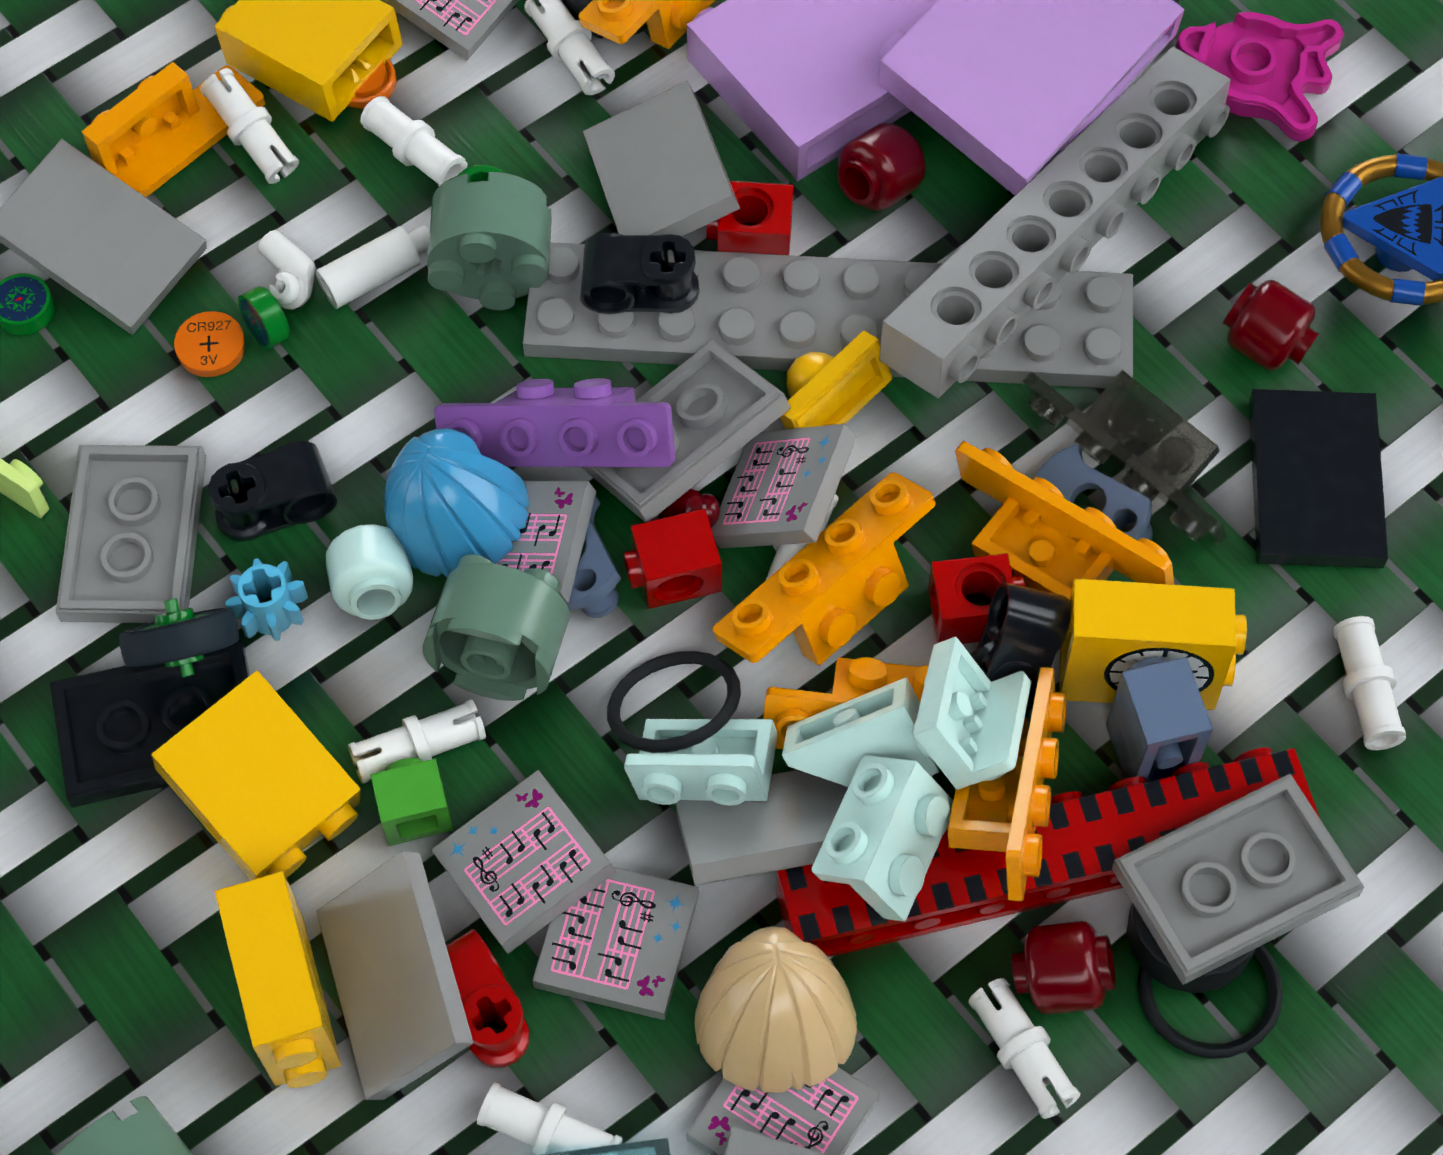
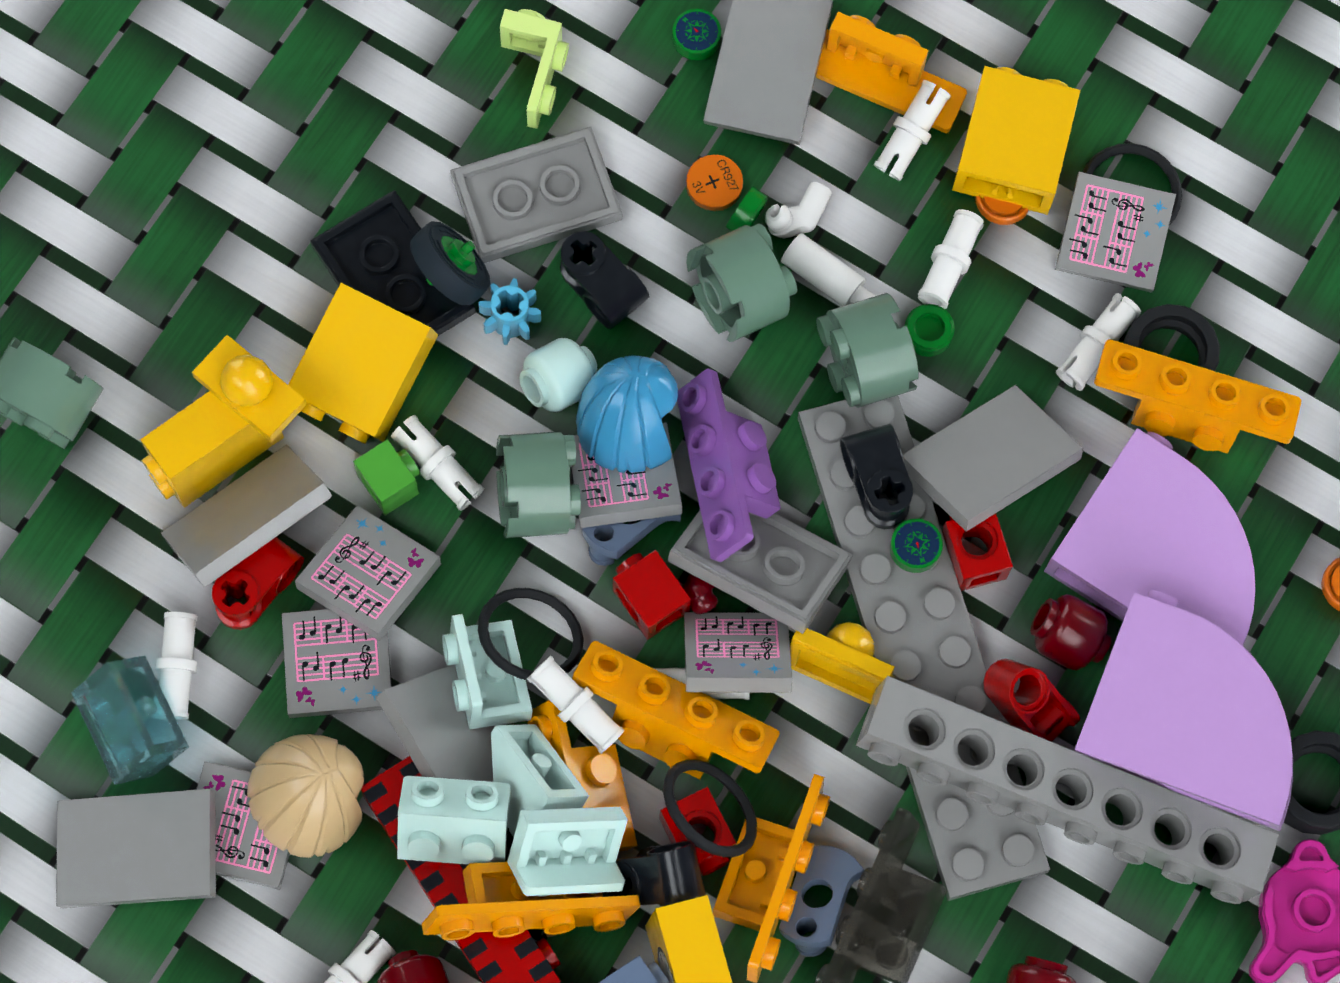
camera: 65 degrees right, 10 degrees up
(247, 886) = (249, 388): none -> yellow tile
(349, 340) = (741, 282): none -> sand green brick
(730, 270) = (916, 545): none -> tile
(785, 666) = (575, 704): none -> white pin
(939, 223) = (1035, 705): none -> red piece
(966, 583) = (688, 830): none -> black tyre

